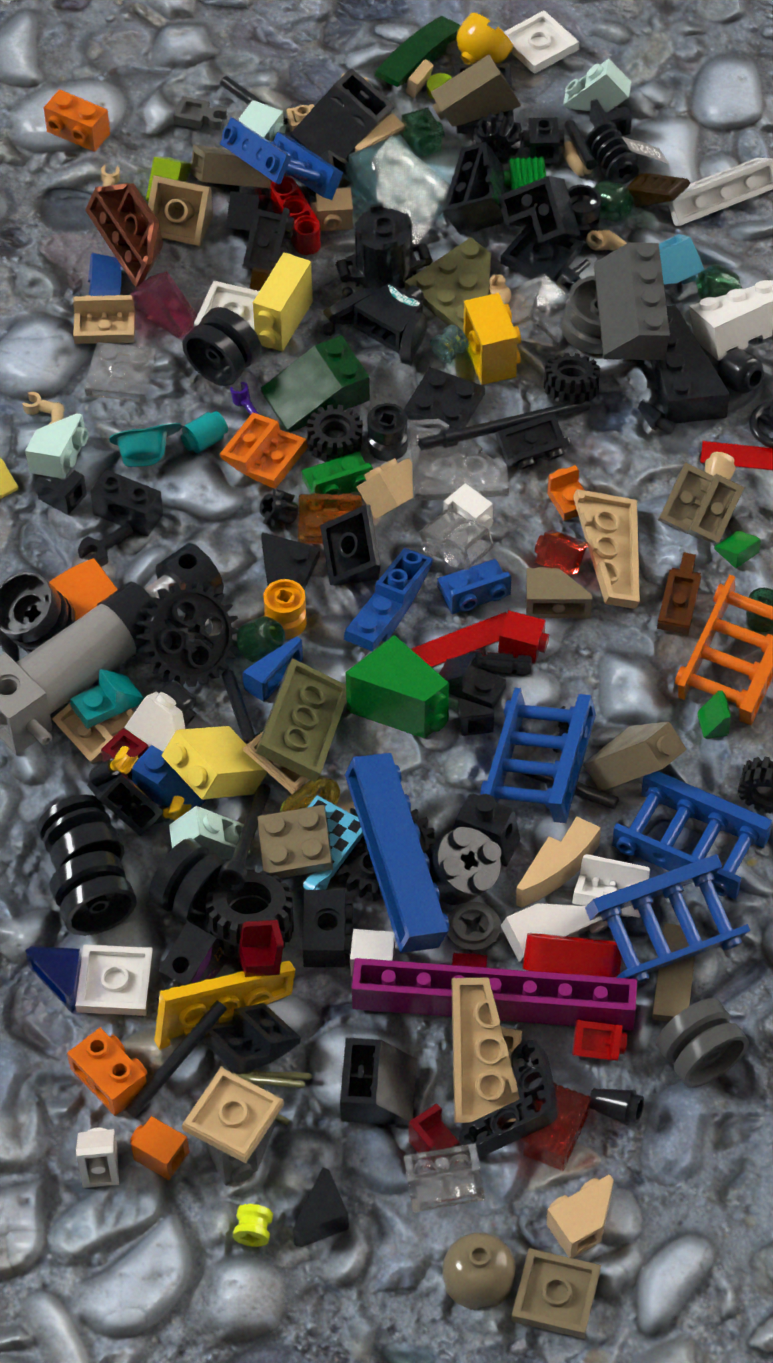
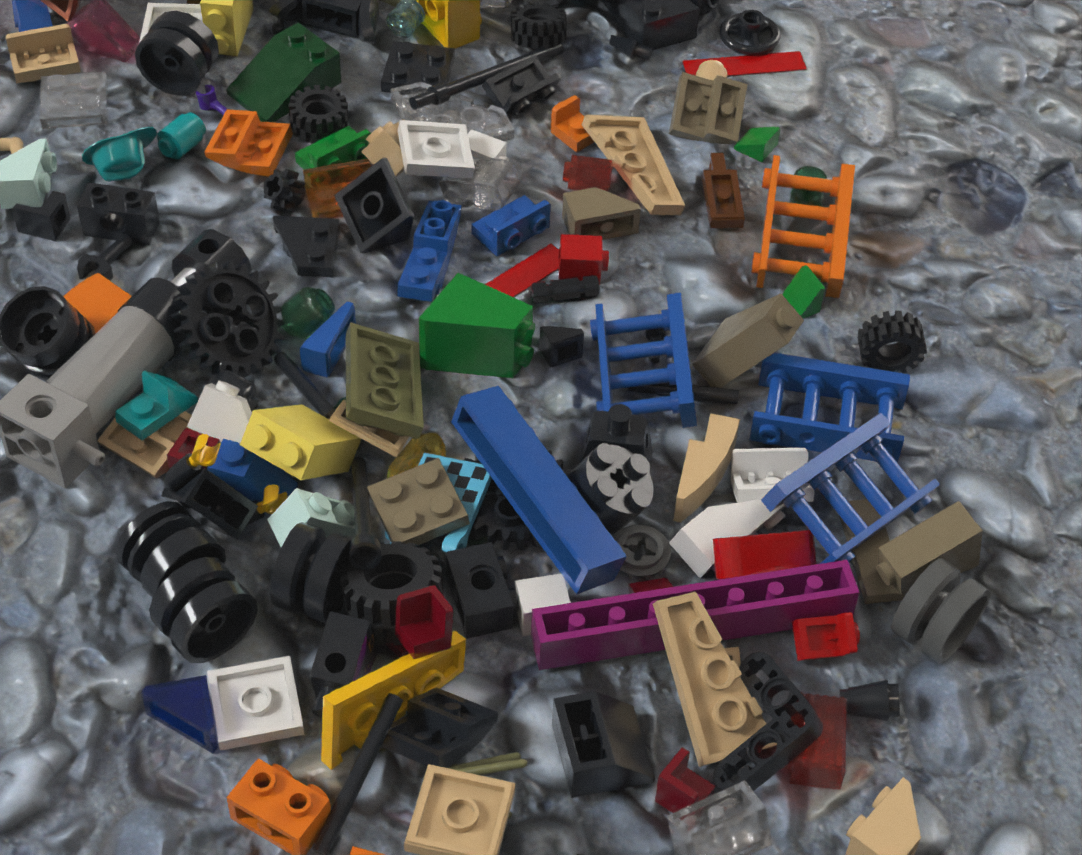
camera: 20 degrees left, 5 degrees down
(287, 605) = (325, 270): light orange wheel -> none
(387, 432) = (372, 100): black wheel -> none
(420, 501) = (435, 149): none -> white plate
(471, 682) = (547, 310): black slope -> none
(728, 980) = (946, 535): none -> dark tan slope

